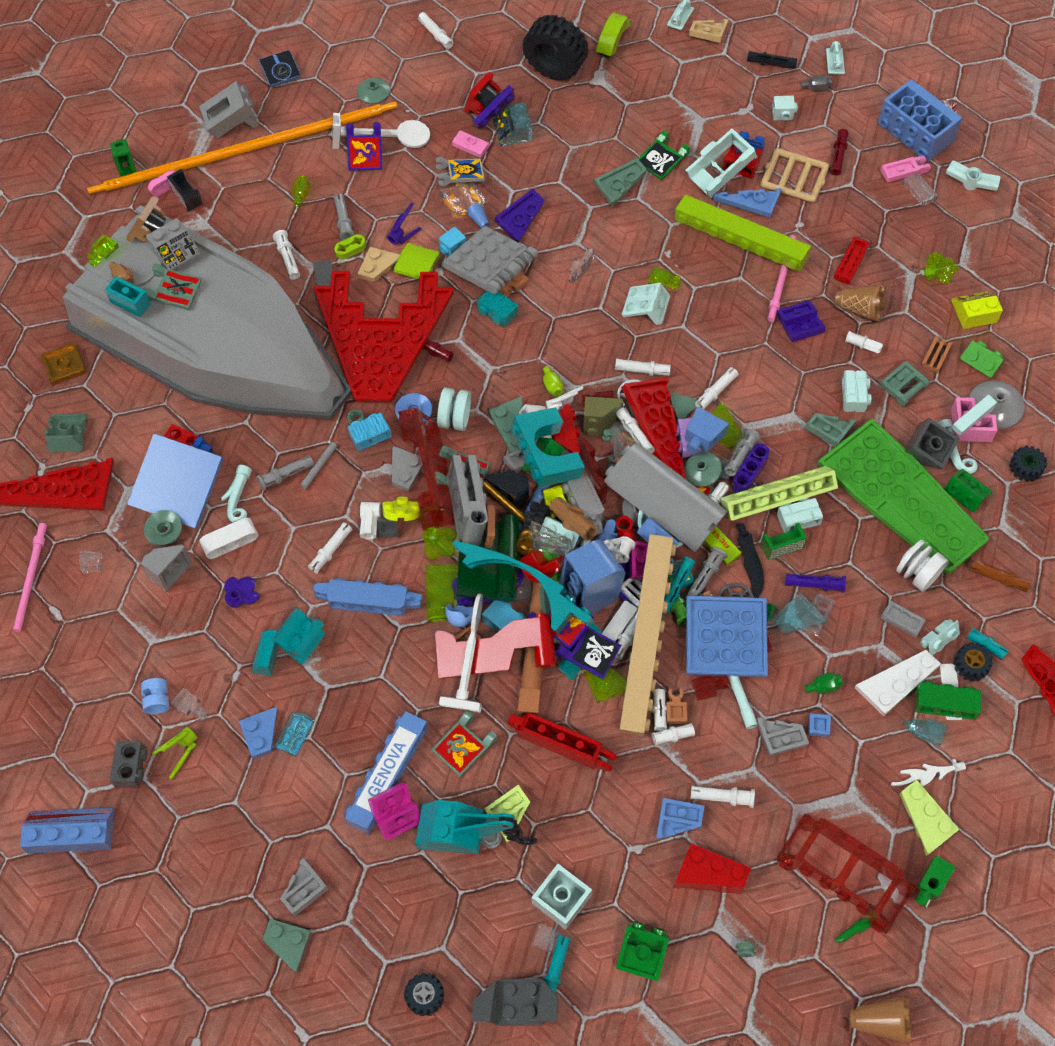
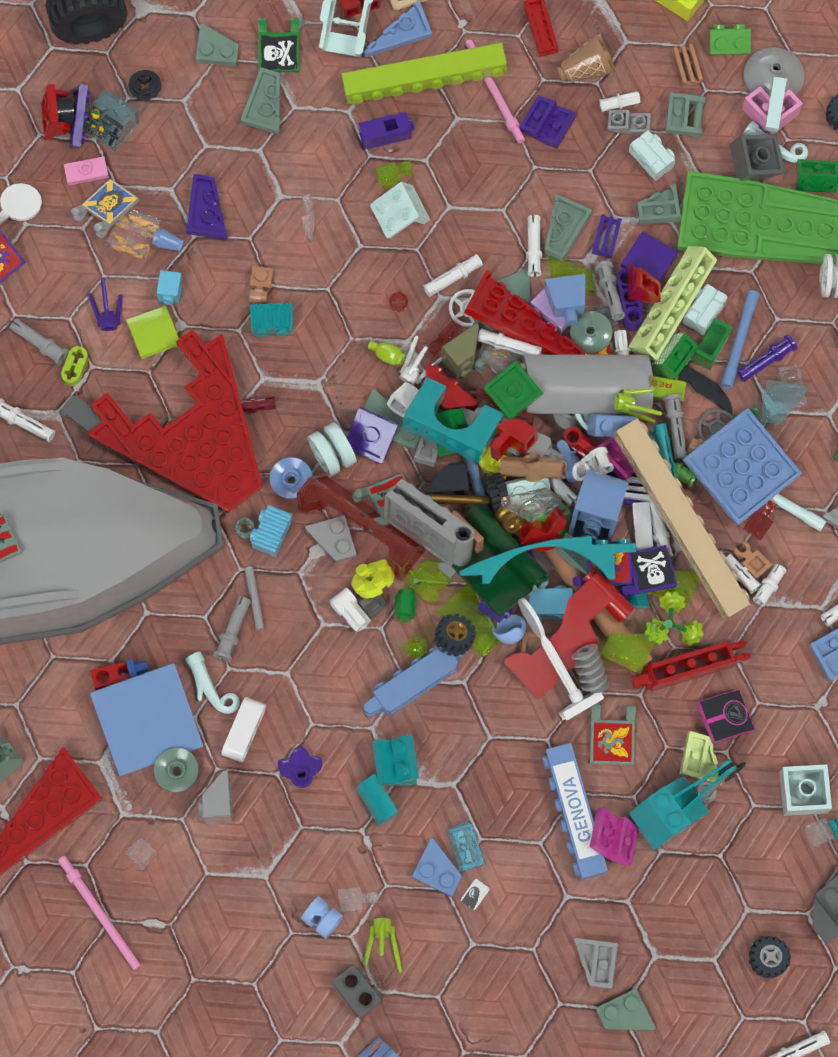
camera: 45 degrees left, 10 degrees up
(269, 770) = (475, 894): none -> clear sticker
(325, 554) = (340, 664): white pin -> none
(376, 264) = (117, 363): tan wing -> none
(386, 574) = (416, 647): none -> clear neon green plate
(407, 545) = (405, 605): none -> green brick
(417, 578) = (462, 631): none -> black wheel
(486, 682) = (590, 669): none -> light grey piece
(489, 259) = (220, 277): light grey hinge -> none
(489, 421) = (371, 434): none -> plate
(527, 692) = (629, 649): none -> clear neon green wing
(554, 797) = (725, 716): none -> black slope
(560, 117) = (145, 77): none -> black gear
(564, 698) = (672, 603): none -> lime plant
(578, 485) = (513, 434): none -> red brick
(589, 352) = (403, 297): none -> clear red bush
(604, 456) = (513, 390): none -> green tile
(620, 131) = (216, 48): none -> sand green wing
(678, 527) = (626, 403): none -> lime plant
(683, 249) = (385, 130): none -> dark purple brick
(747, 527) = (674, 356): none -> green panel
(750, 392) = (565, 226): none -> sand green wing
(766, 464) = (642, 285): none -> red slope
(781, 570) = (731, 368): none -> medium blue piece
(786, 411) = (610, 220): none -> dark purple tile
(790, 455) = (650, 256): none -> dark purple slope
(856, 359) = (629, 123): none -> light grey slope

